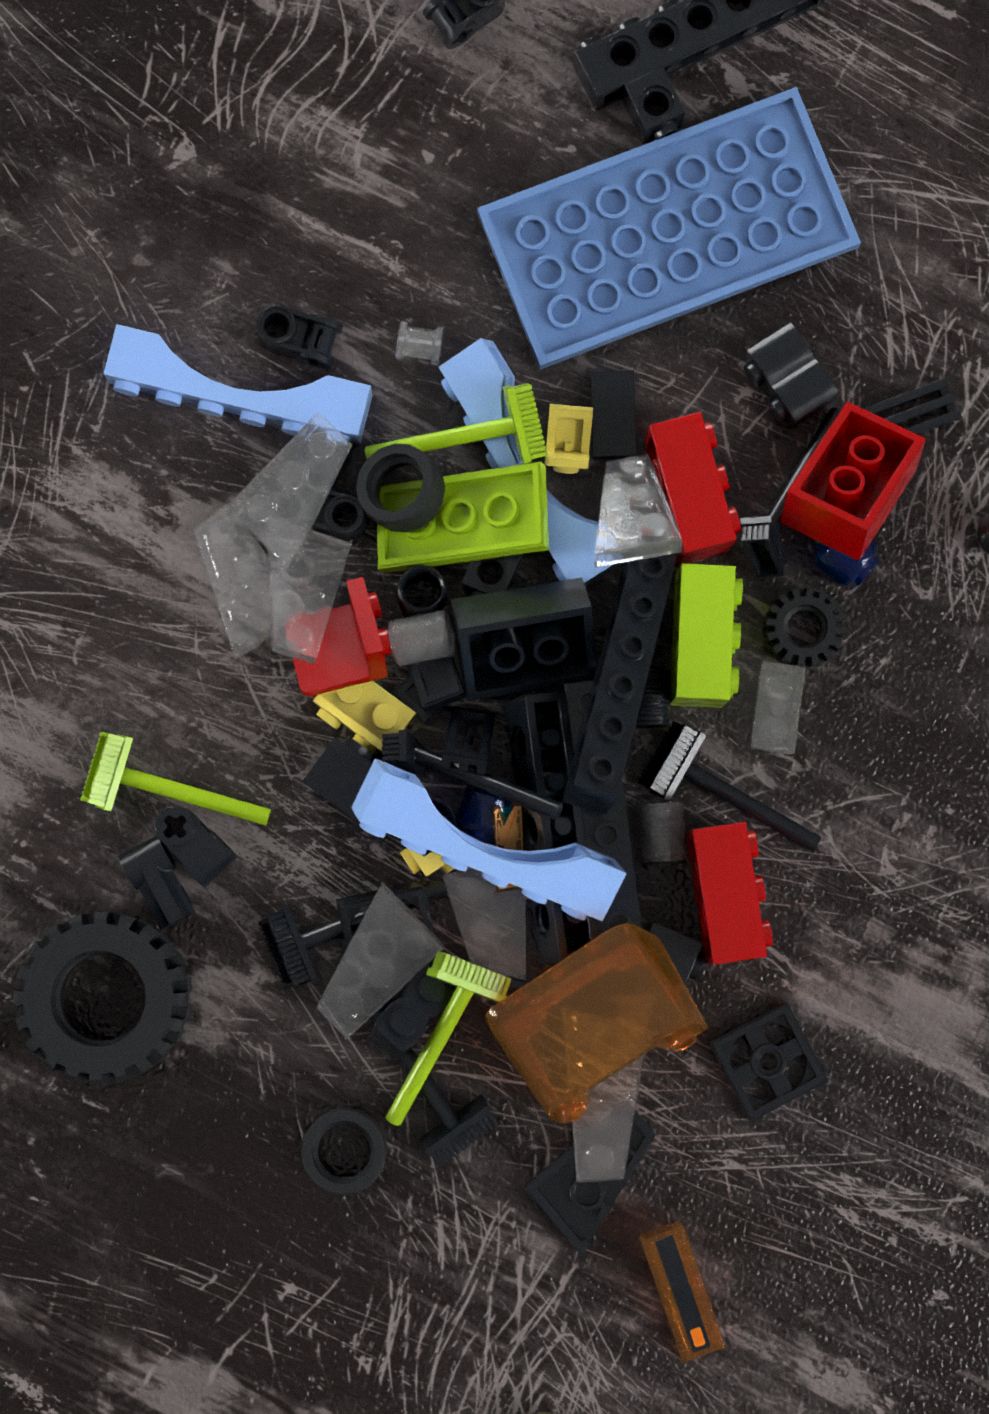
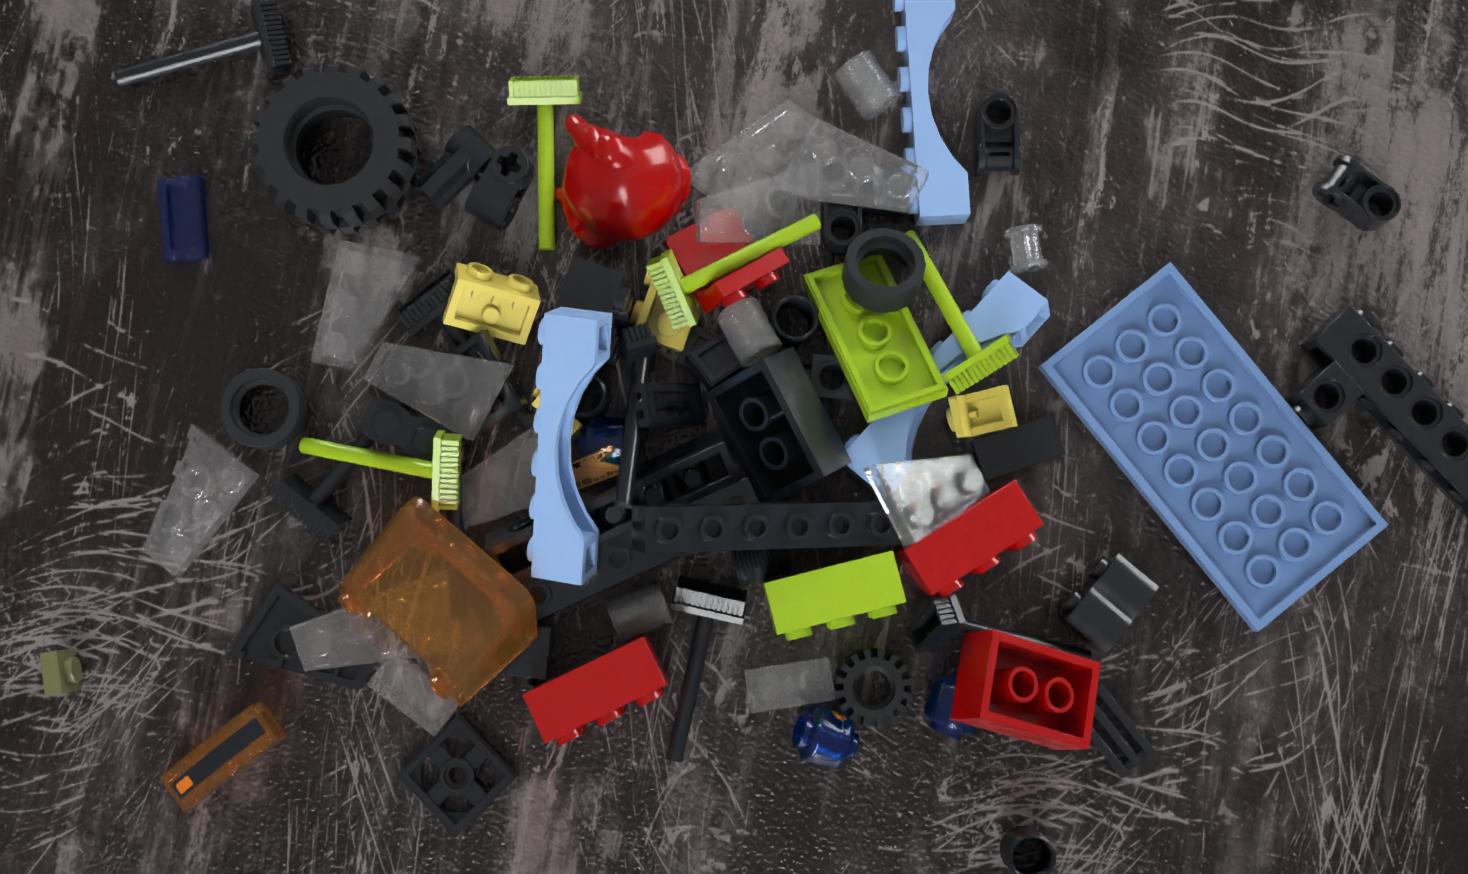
camera: 75 degrees right, 0 degrees up
(119, 1180) = (183, 219): none -> clear blue tile
(205, 446) = (867, 85): none -> clear piece
(234, 722) = (620, 184): none -> red piece
(261, 1023) = (357, 301): none -> clear wing
(309, 886) = (492, 302): none -> light yellow bracket
(357, 696) = (676, 289): none -> lime piece
(417, 1244) = (201, 498): none -> clear wing
(676, 1080) = (408, 690): none -> clear plate
(839, 688) = (825, 737): none -> clear blue head

